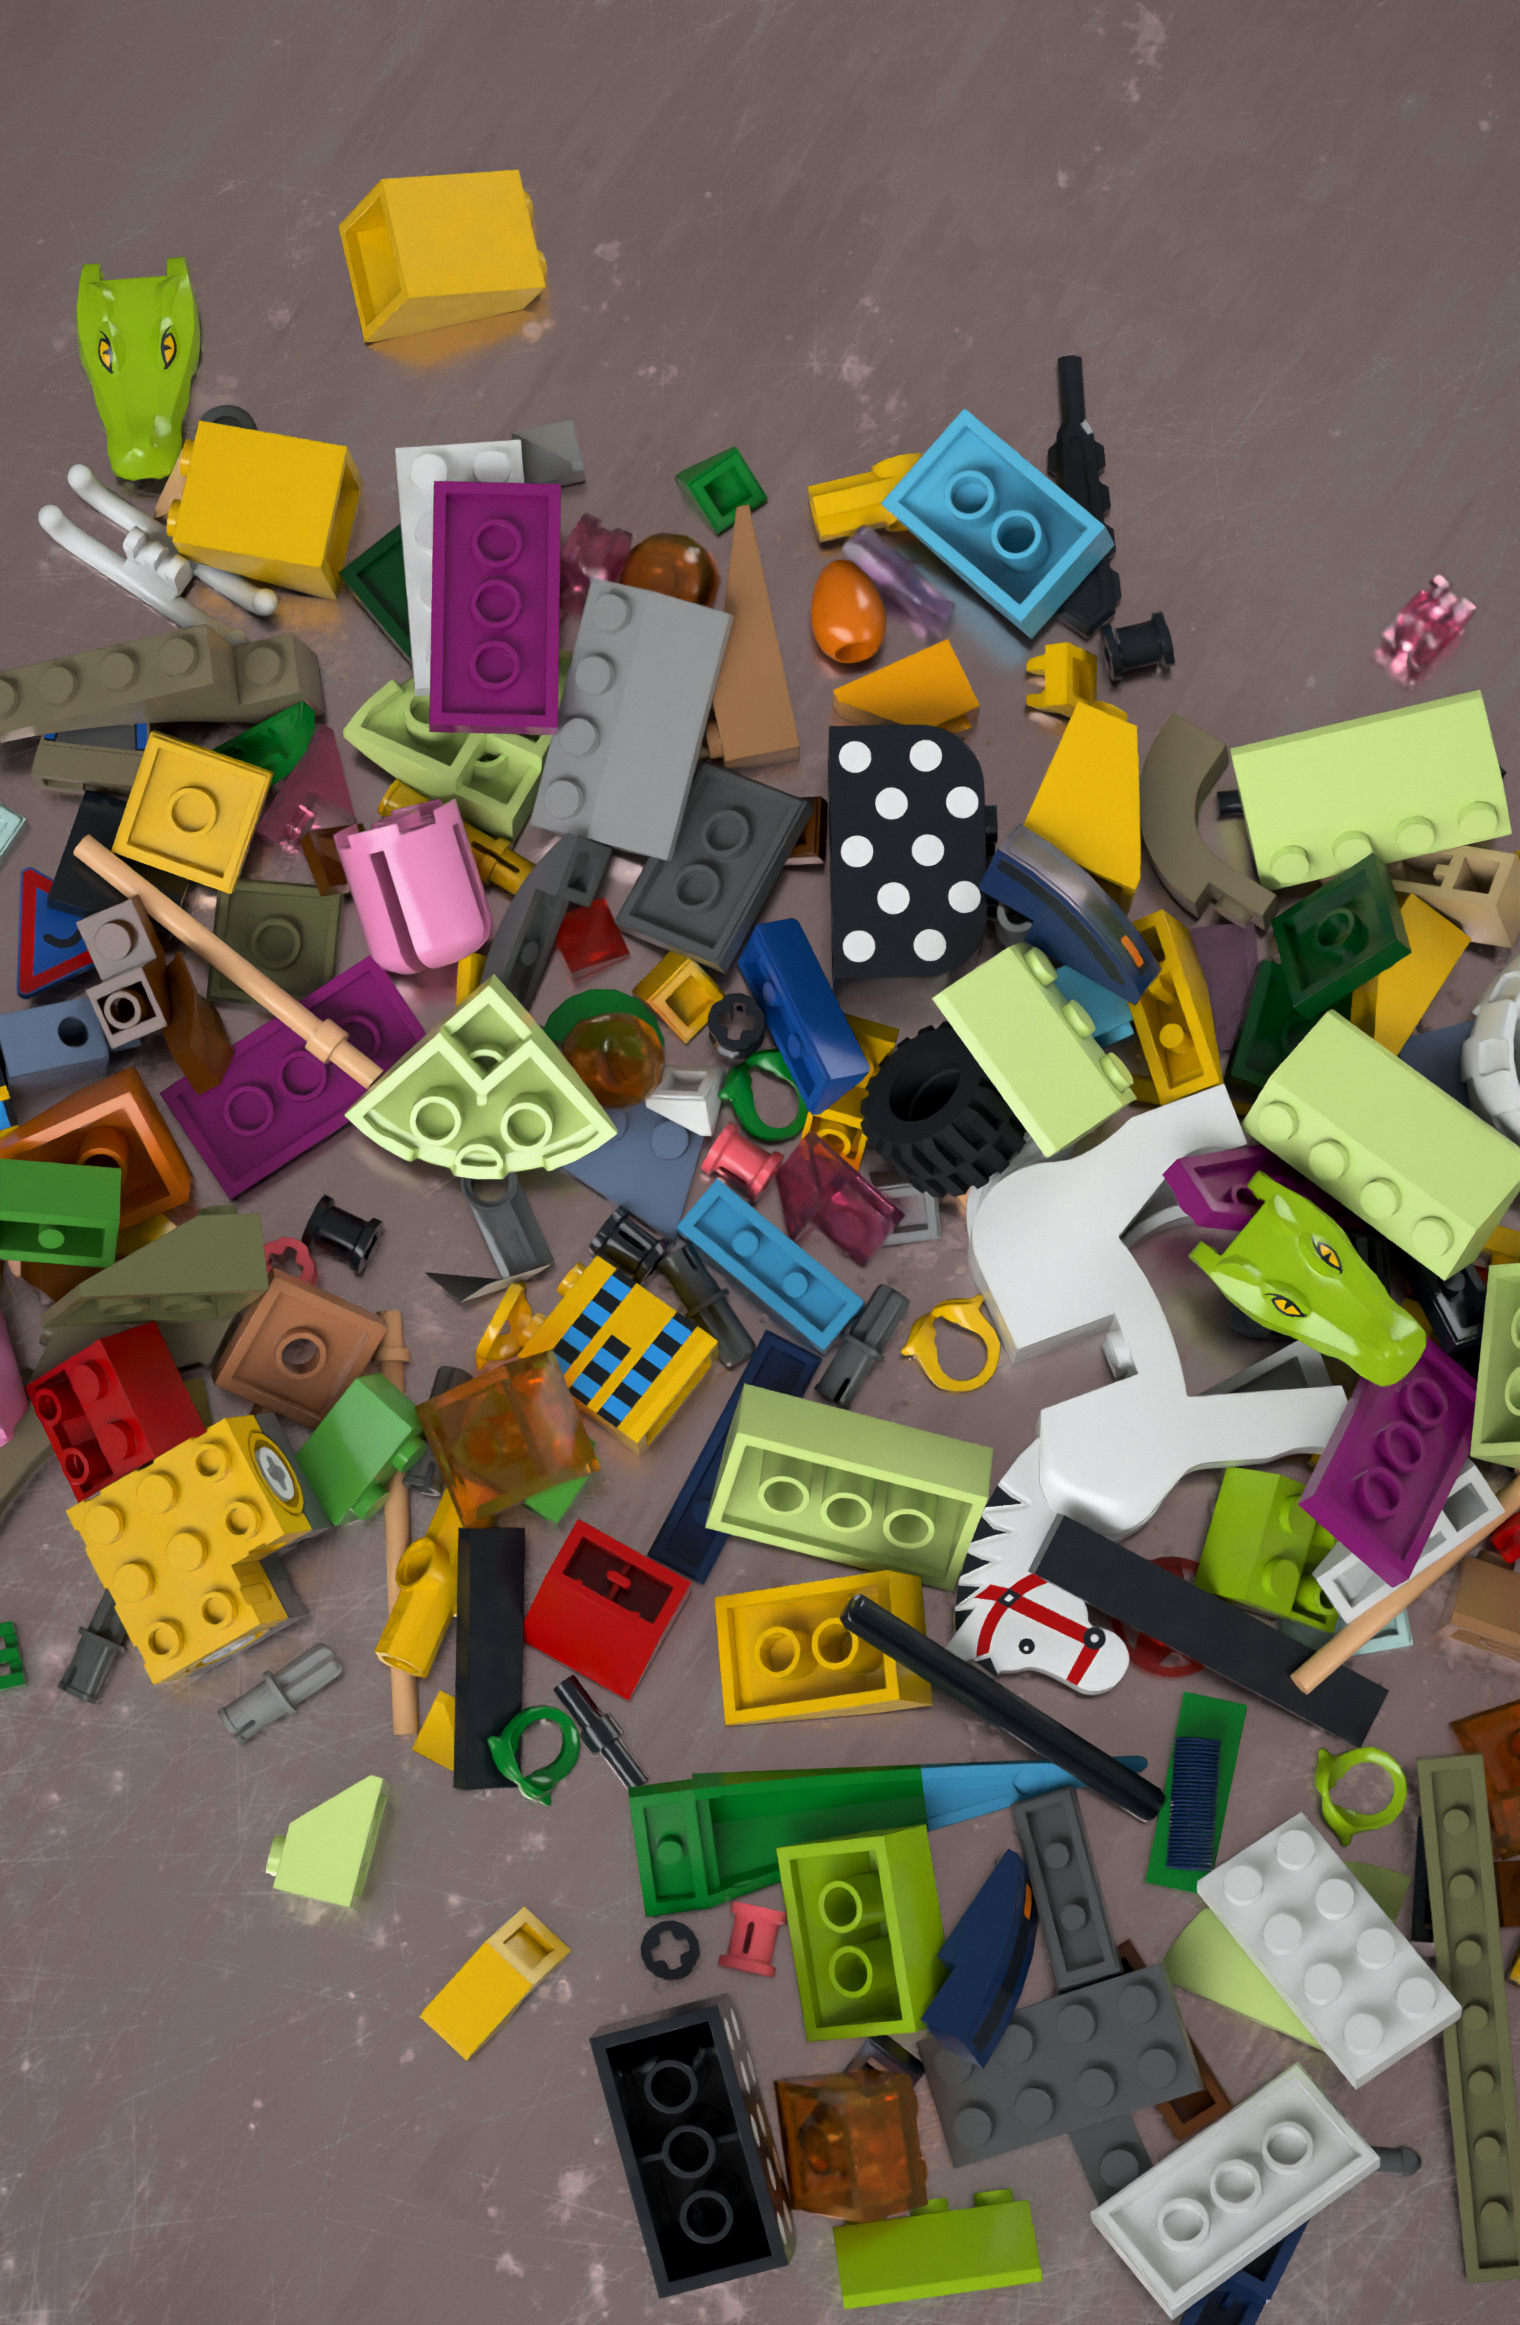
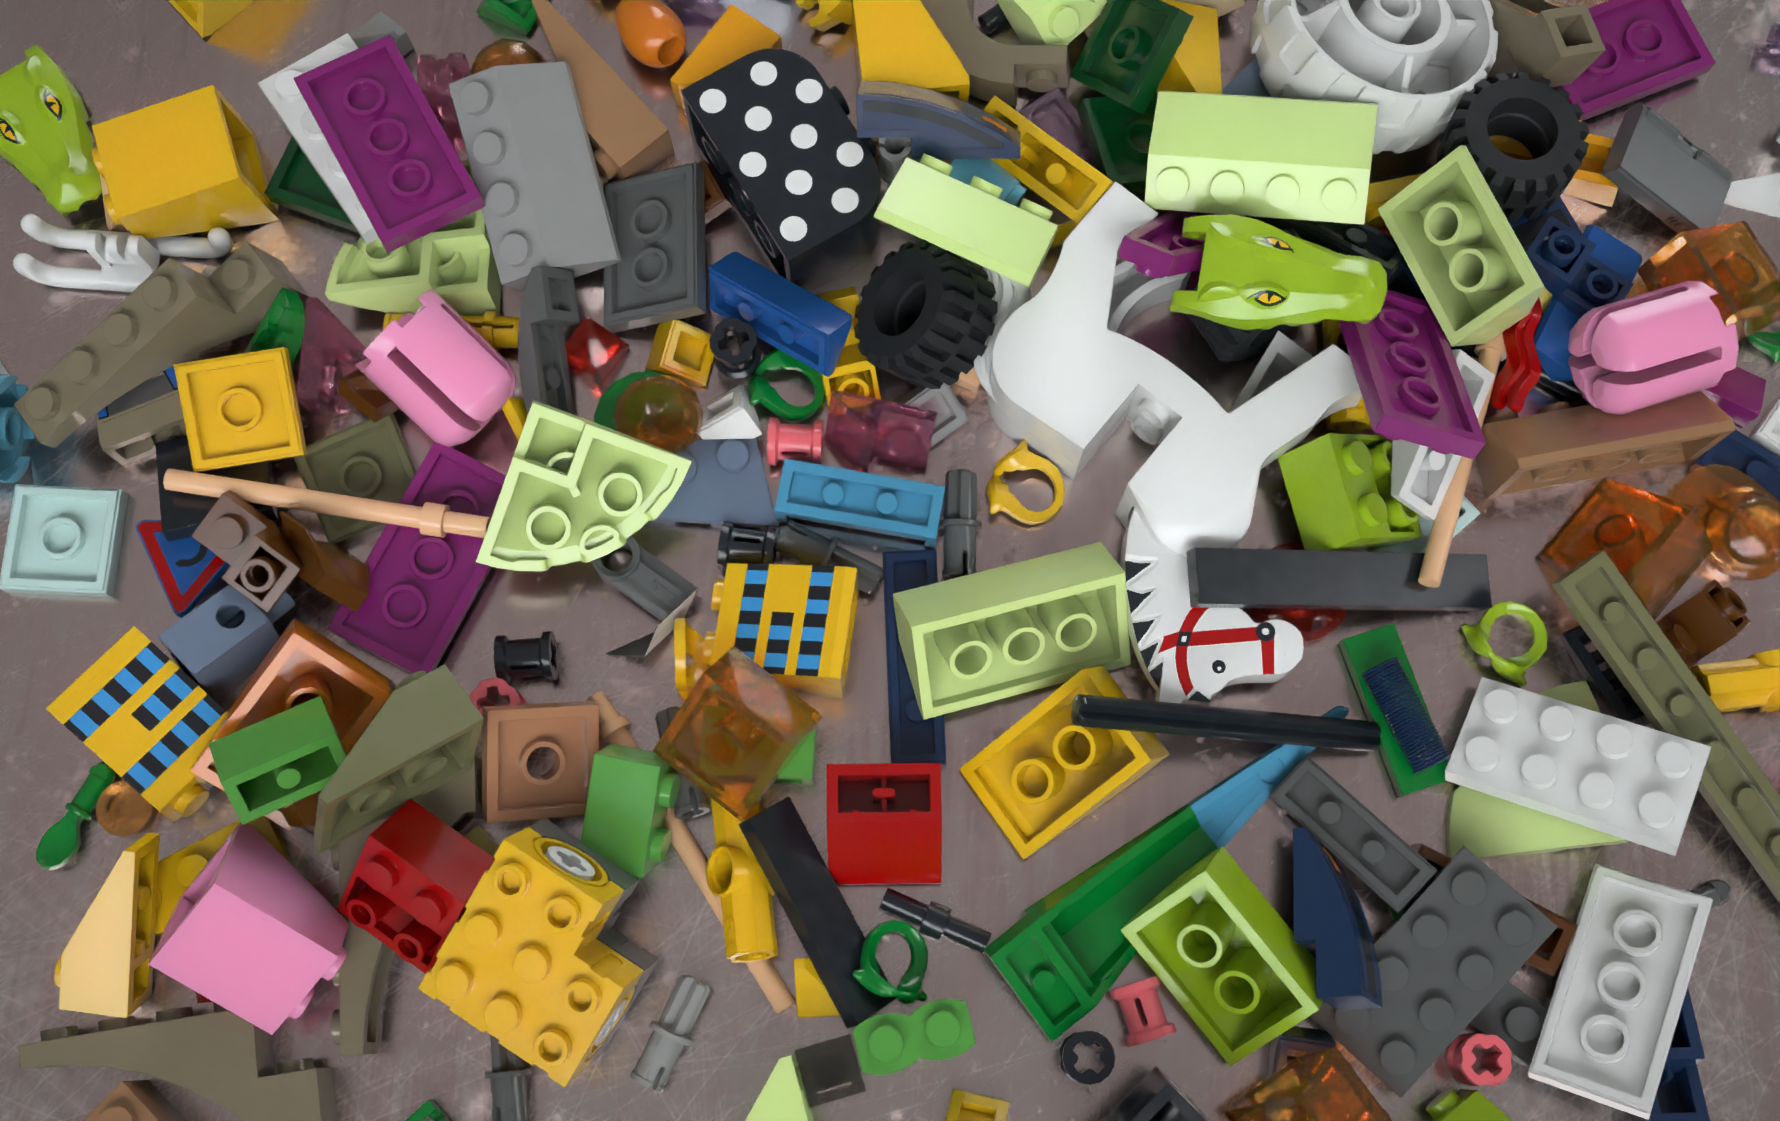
camera: 30 degrees left, 5 degrees down
(414, 1818) = (830, 1070): none -> clear smoke plate
(495, 1828) = (897, 1040): none -> bright green brick
(1038, 2165) = (1495, 1060): none -> coral bush

